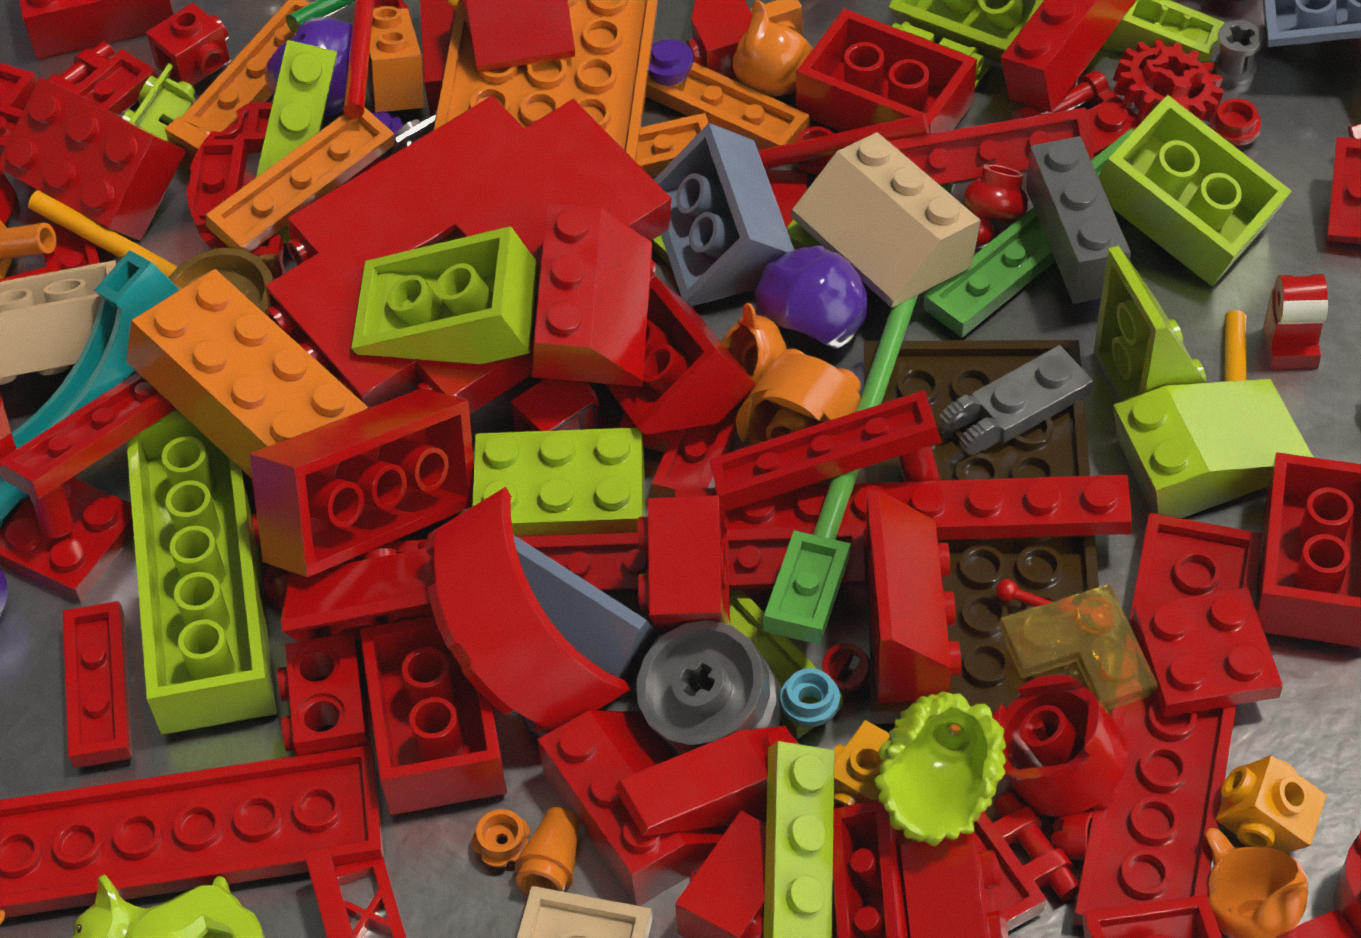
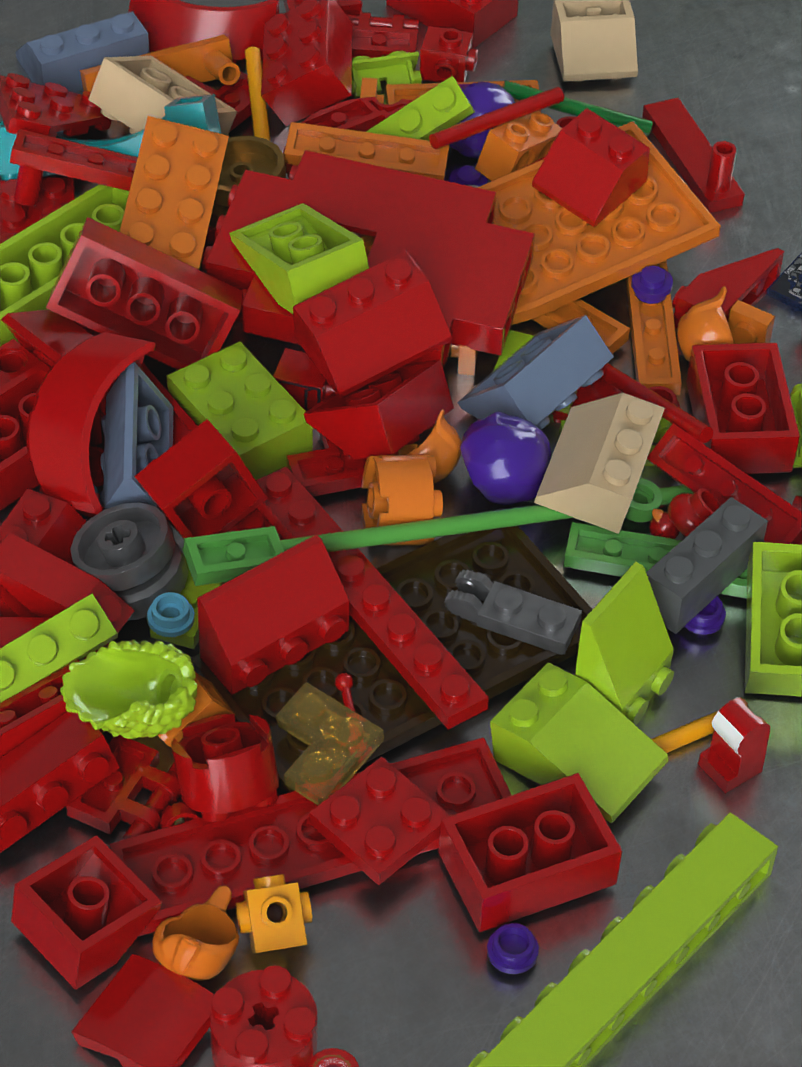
camera: 50 degrees right, 5 degrees down
(830, 449) = (366, 519): red piece -> none

